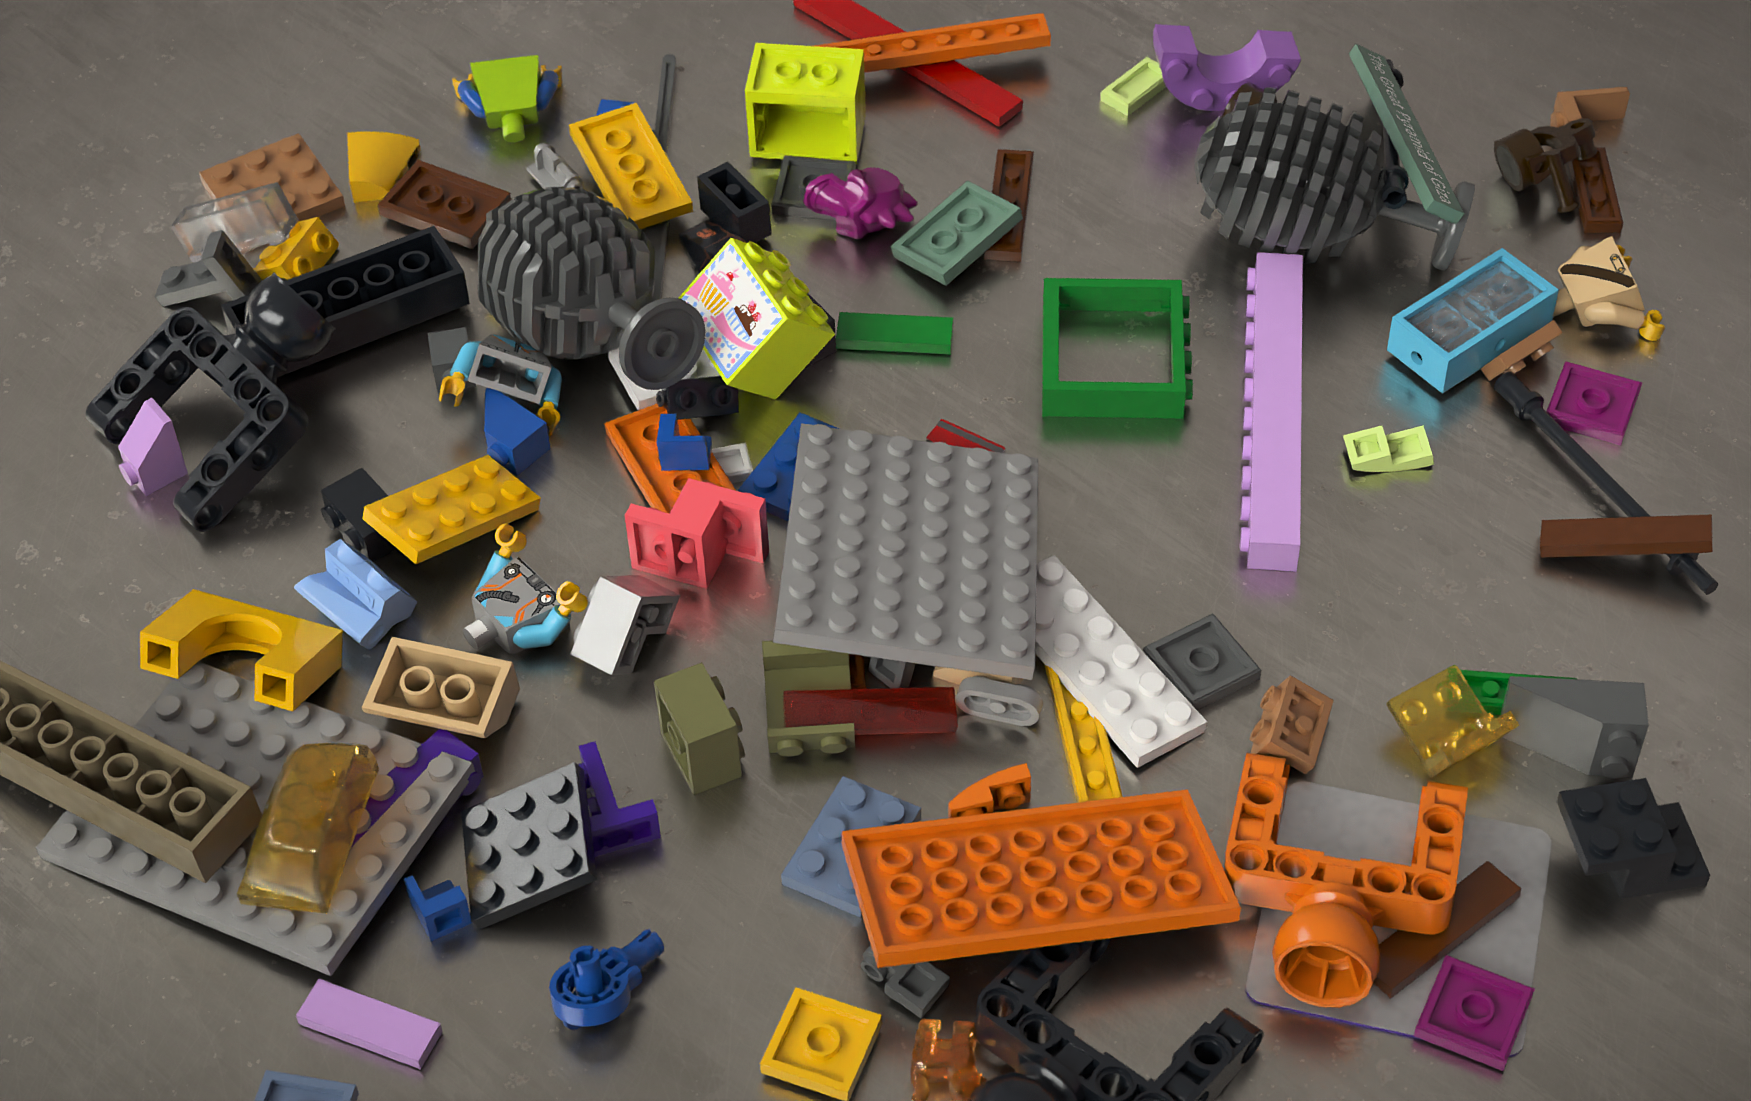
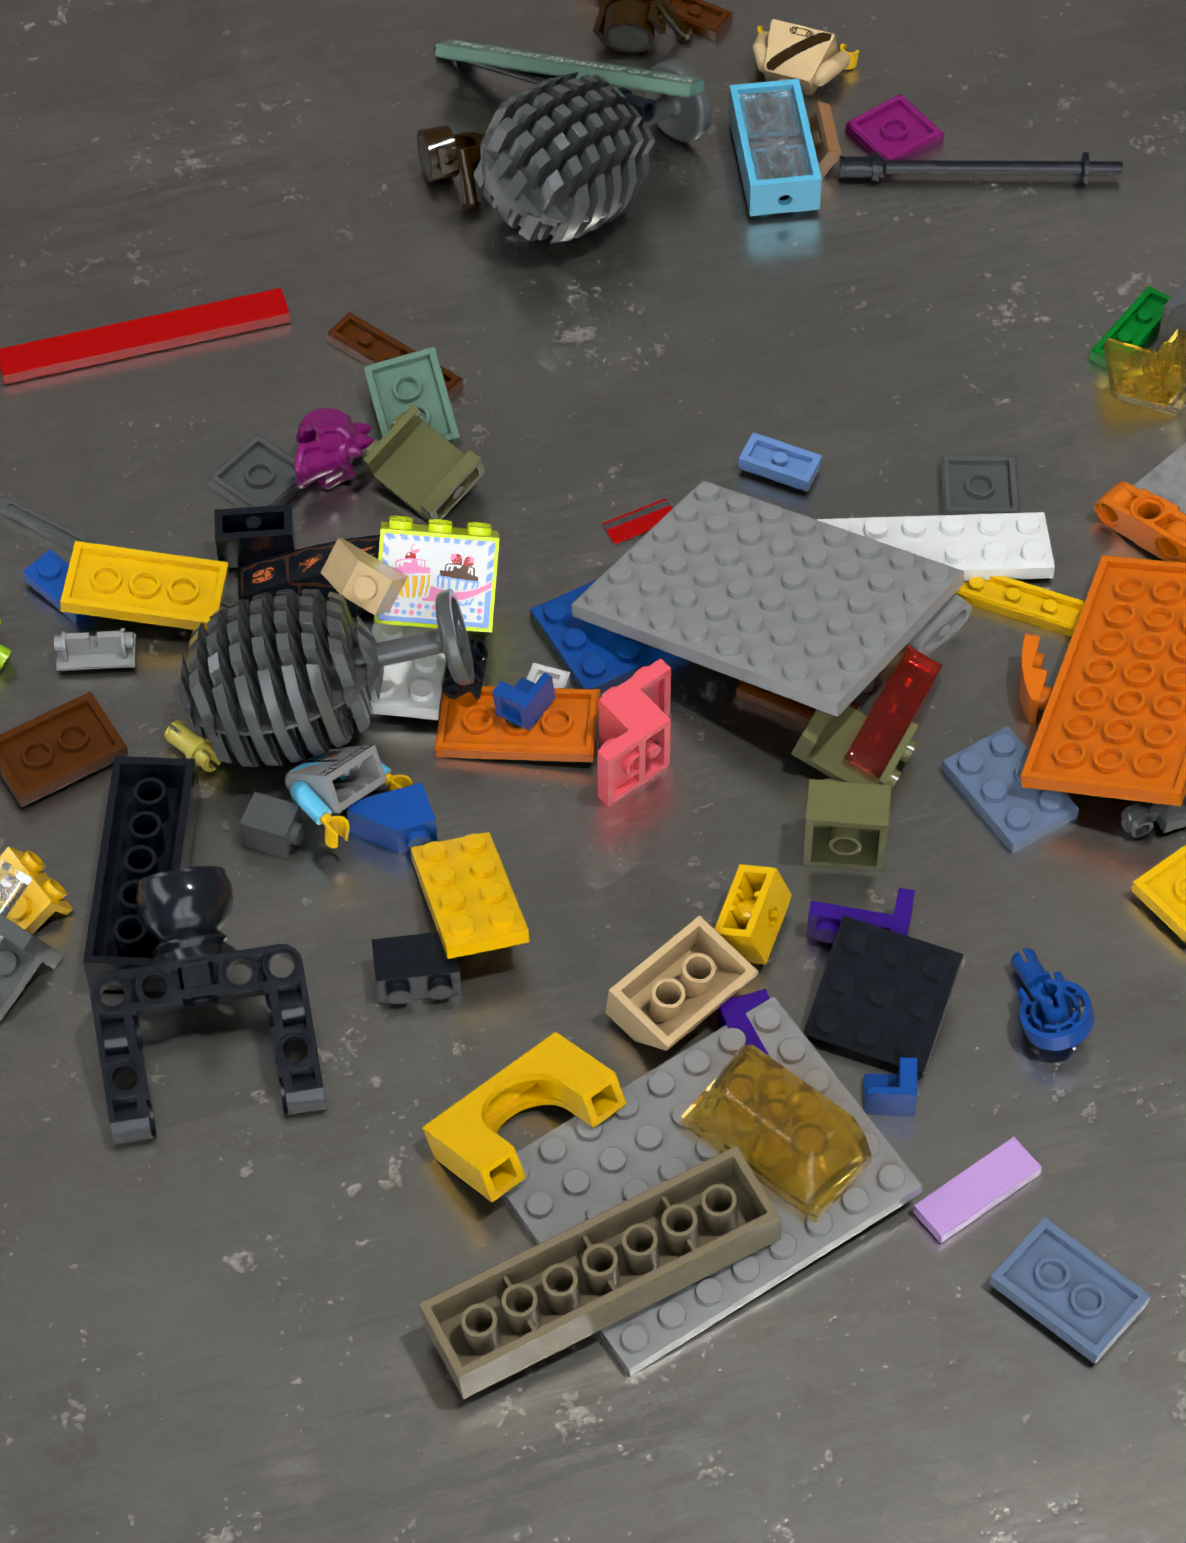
camera: 60 degrees left, 5 degrees up
(151, 450) = (215, 1096): lavender slope -> none
(356, 595) = (523, 1003): light blue piece -> none
(517, 604) = (608, 897): torso -> none
(557, 709) = (754, 911): none -> yellow brick
(619, 619) = (694, 825): brick -> none
(684, 263) = (362, 577): none -> tan slope
(805, 102) = (186, 422): neon yellow container -> none
(893, 267) = (422, 466): none -> olive panel
(894, 333) = (492, 495): green tile -> none
(951, 42) = (159, 330): orange plate -> none
(1104, 501) = (780, 461): none -> medium blue plate
(1116, 398) = (602, 415): green window -> none
(1134, 87) = (324, 209): yellowish green tile -> none
(1210, 80) = (386, 136): medium lavender brick -> none
(1274, 413) = (766, 310): lavender brick -> none
(1292, 723) = (1079, 466): medium nougat bracket -> none
(1400, 451) = (854, 268): yellowish green slope -> none
(1626, 536) = (1048, 183): reddish brown tile -> none

